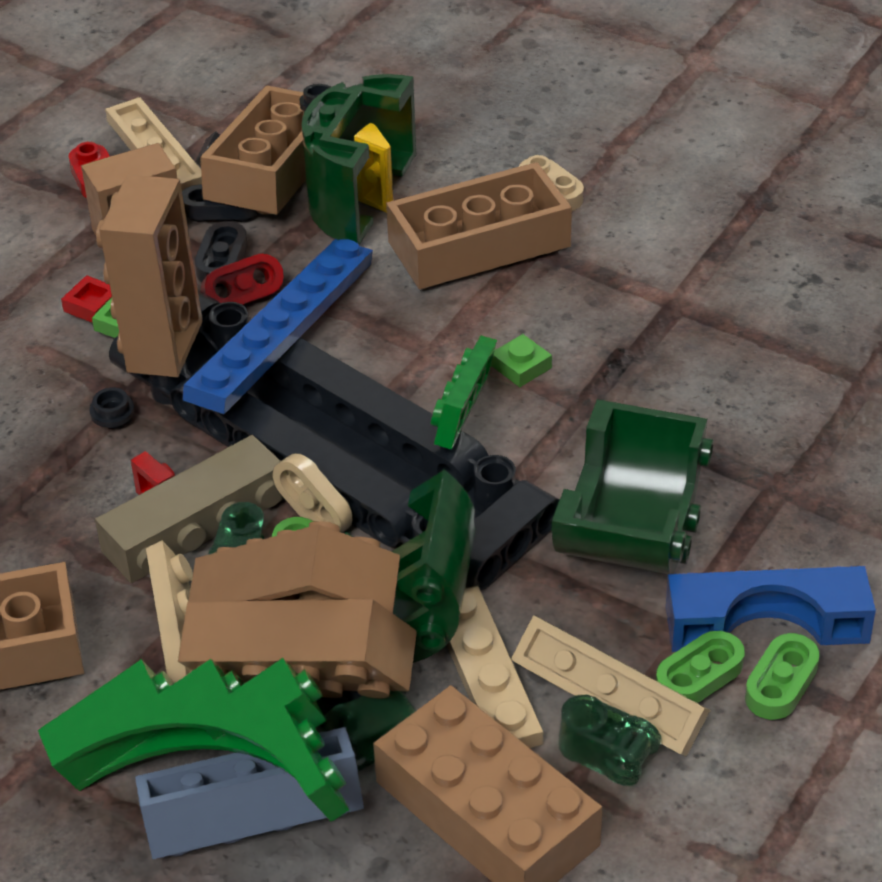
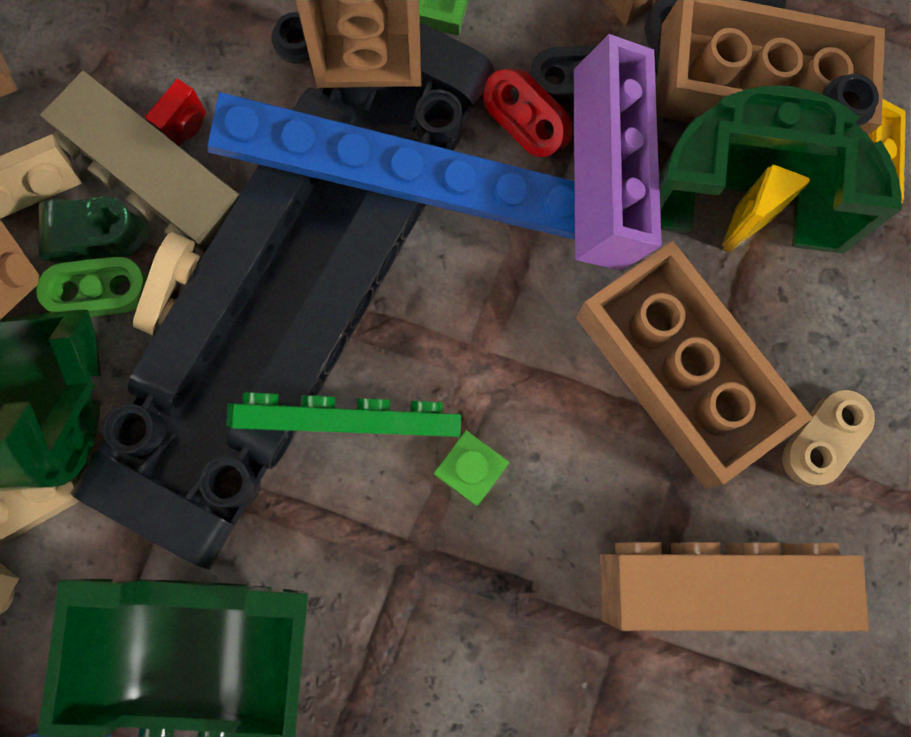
camera: 75 degrees right, 35 degrees up
(311, 215) = (616, 155): none -> medium lavender brick
(641, 229) = (734, 591): none -> medium nougat brick

